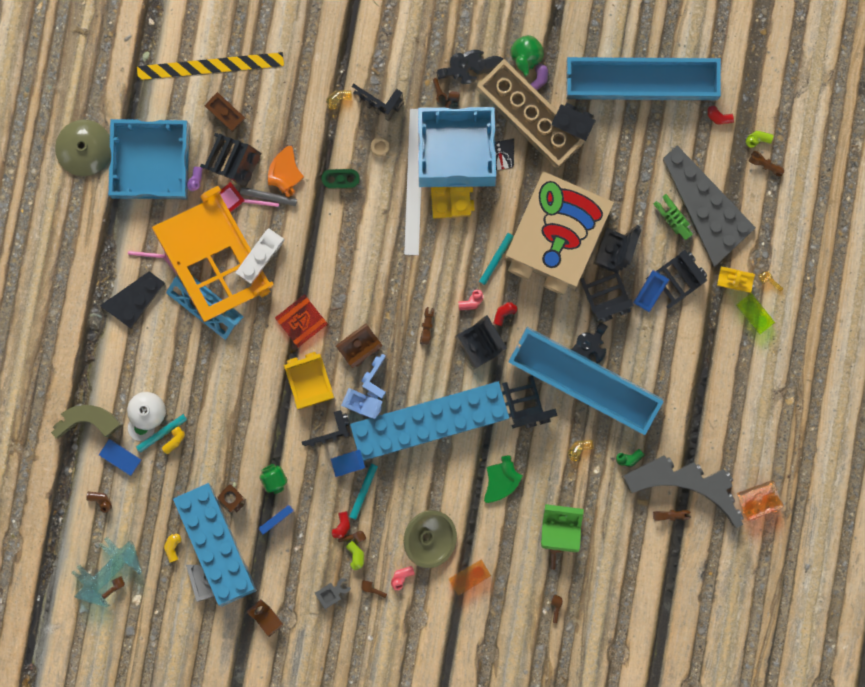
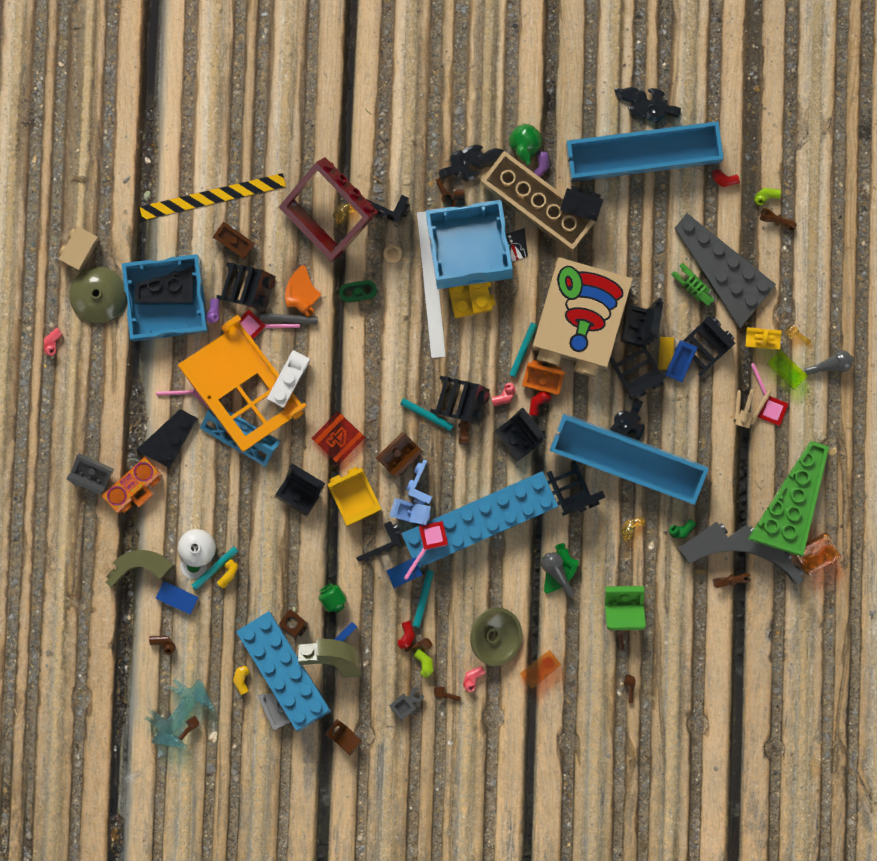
camera: 10 degrees left, 0 degrees up
(30, 188) = (50, 342): none -> coral arm
(51, 324) = (90, 474): none -> dark grey bracket
(70, 99) = (78, 249): none -> tan brick
(85, 342) = (134, 481): none -> orange piece
(154, 152) = (167, 290): none -> black wing
(256, 367) = (300, 490): none -> black plate
(264, 532) = (332, 652): none -> olive arch
(303, 110) = (310, 227): none -> dark red window
(380, 431) = (432, 536): none -> piece
(392, 310) = (426, 414): none -> teal bar
(437, 304) = (471, 402): none -> black plate
(496, 475) = (553, 564): none -> dark grey piece
(512, 289) = (543, 378): none -> orange bracket
(637, 280) = (665, 352): none -> yellow sticker
(648, 35) = (642, 107): none -> black piece
(706, 356) = (744, 417): none -> tan plant
(735, 350) = (773, 409): none -> piece
(739, 455) = (790, 513): none -> bright green wing
(808, 313) = (840, 361): none -> dark grey piece

